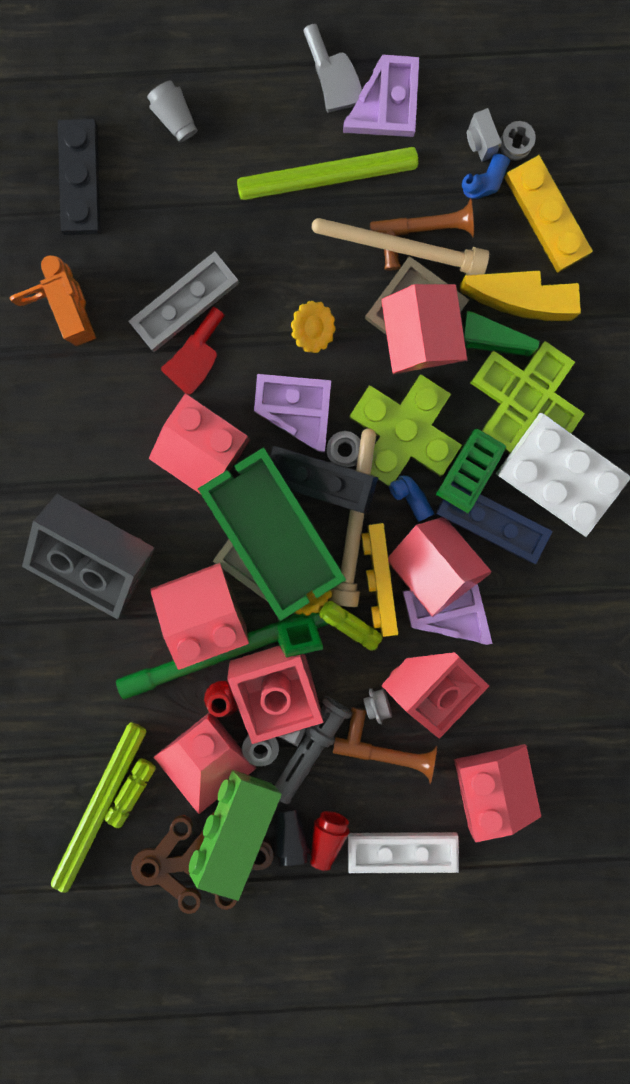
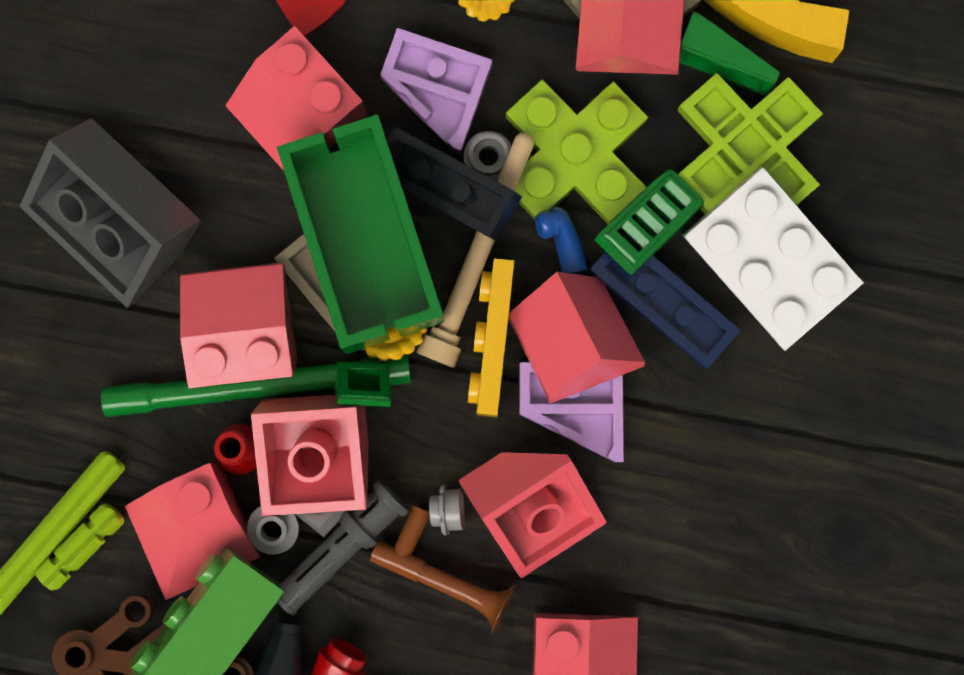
camera: 20 degrees right, 5 degrees down
(350, 625) = (437, 389): lime axle -> none

